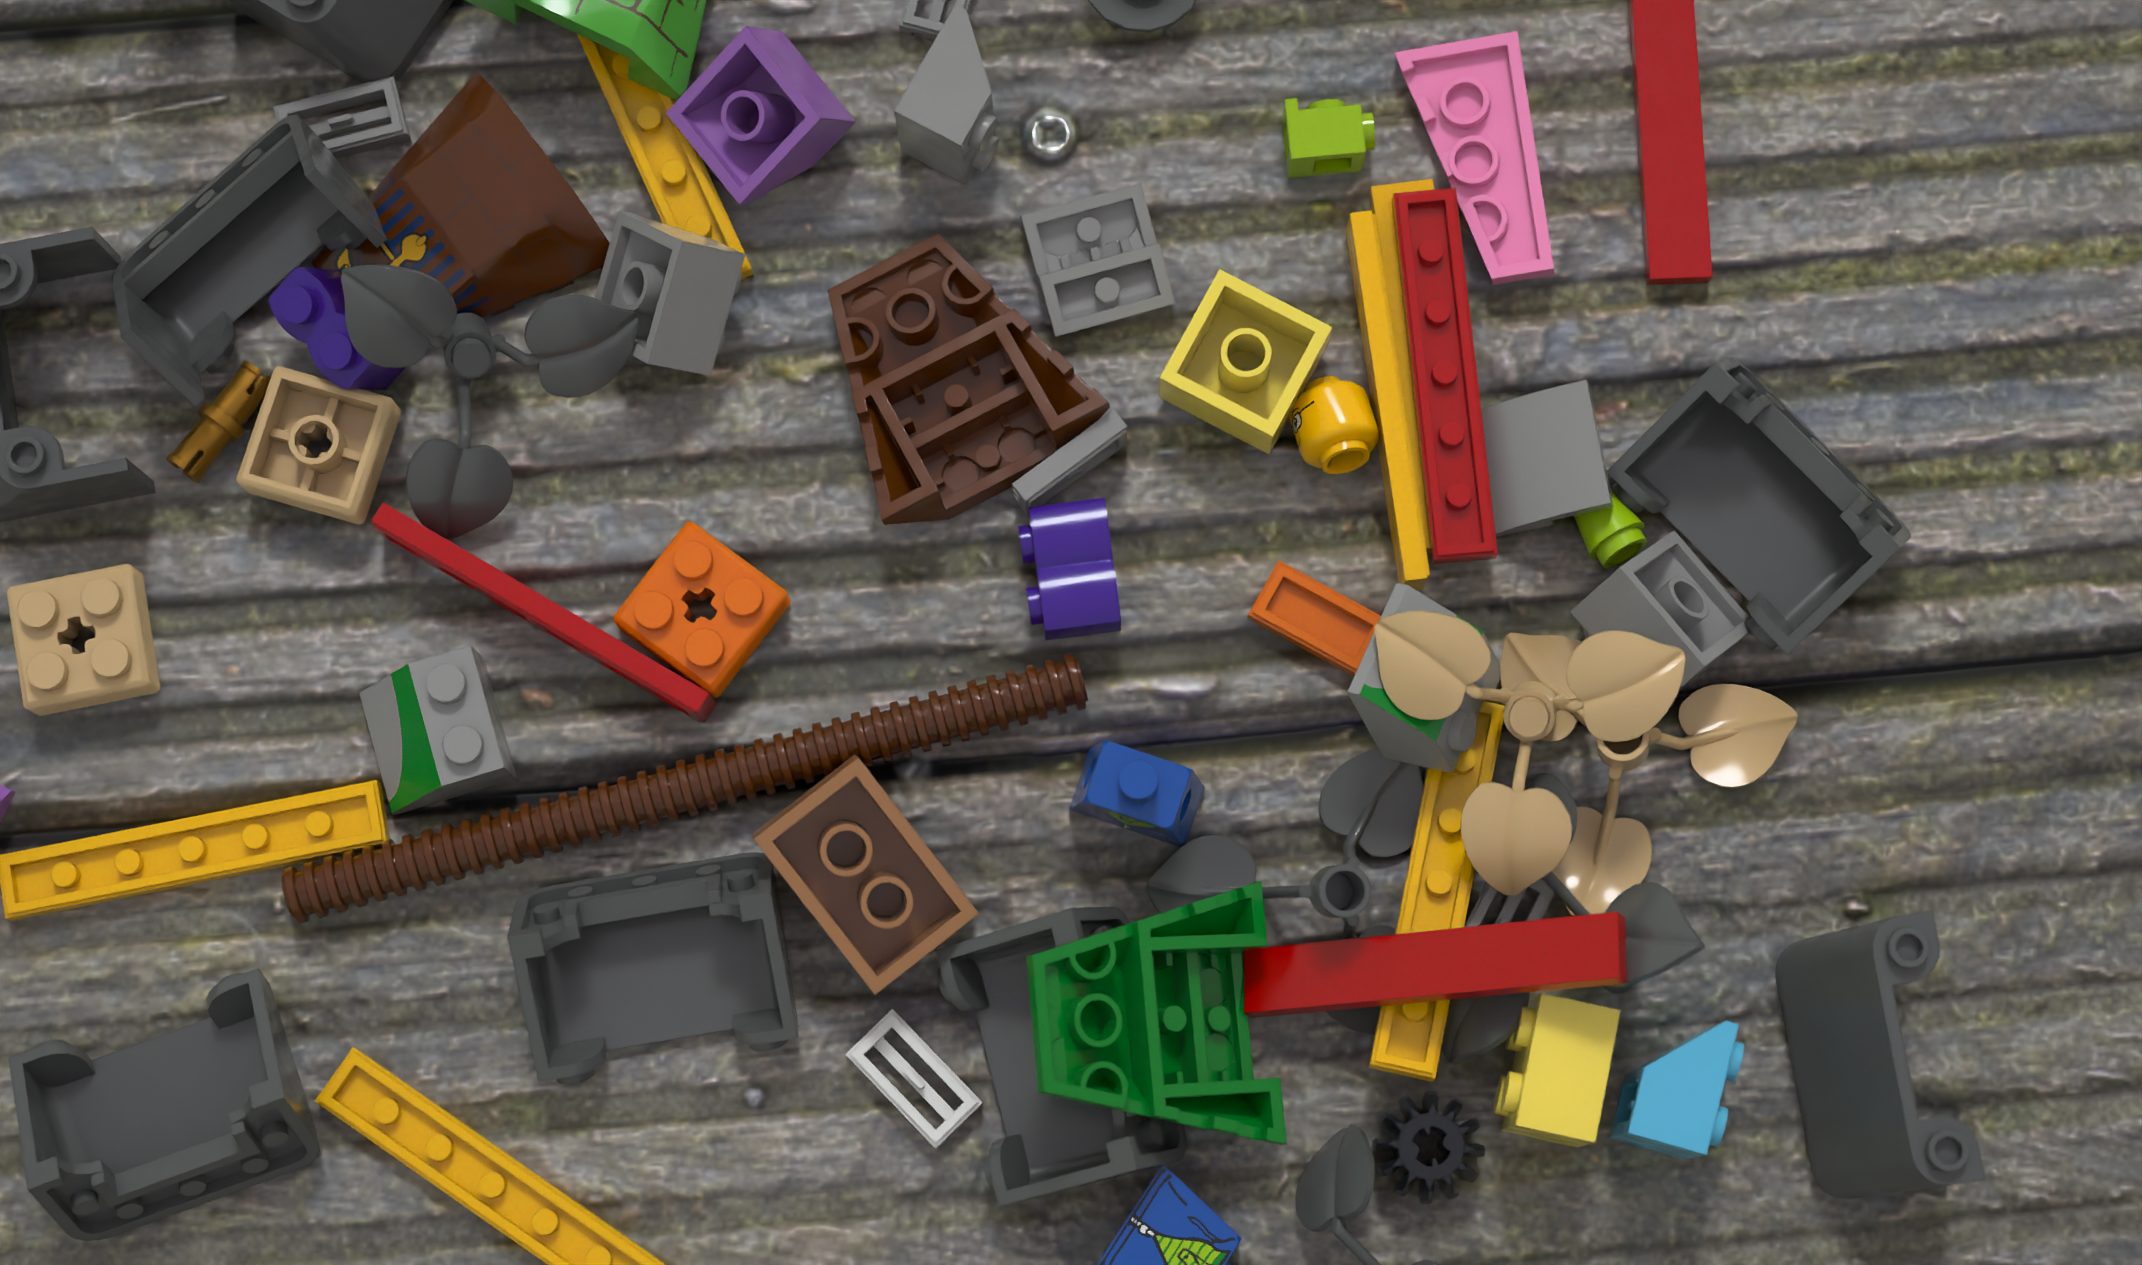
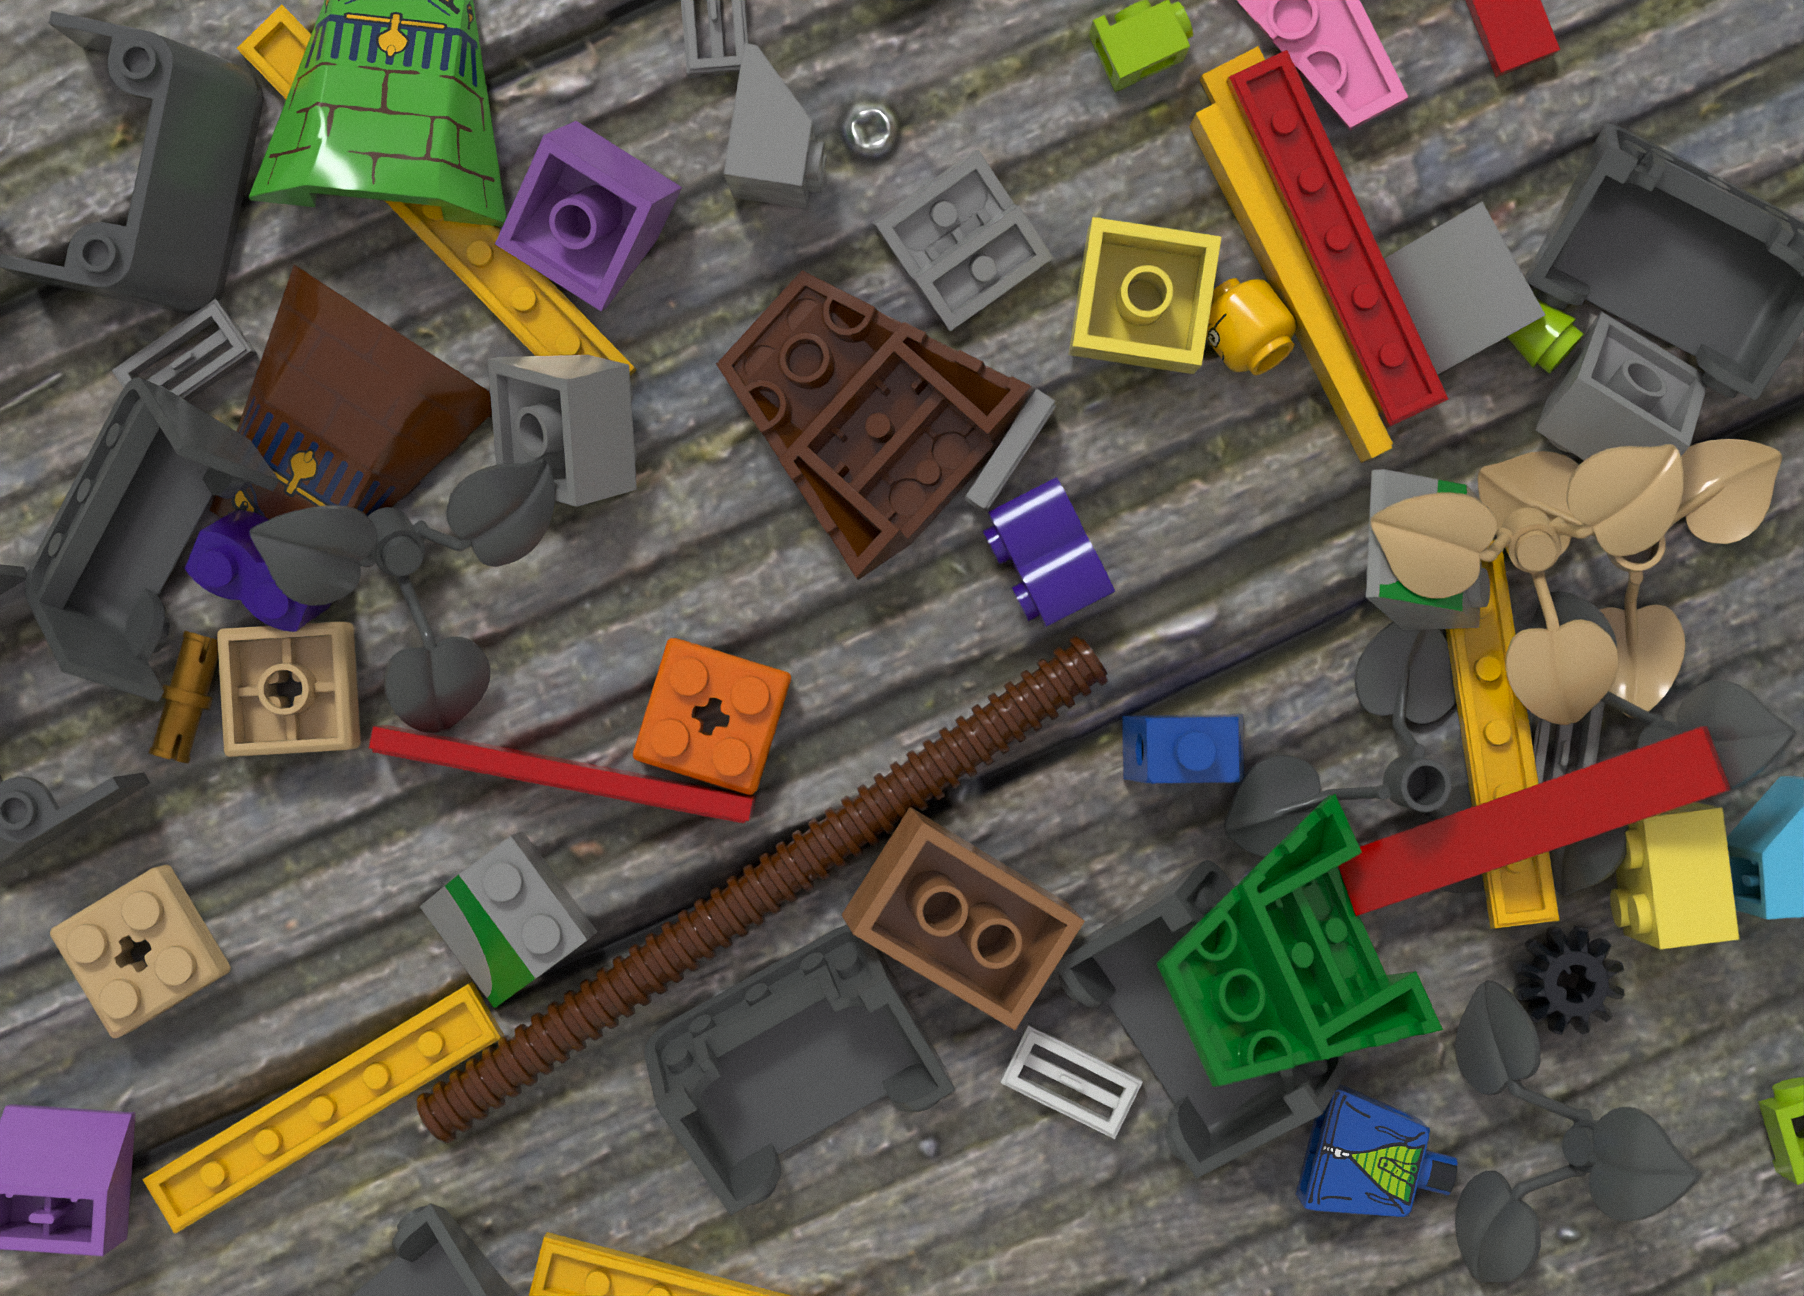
camera: 20 degrees left, 10 degrees up
(1314, 618) = (1295, 517): orange tile -> none

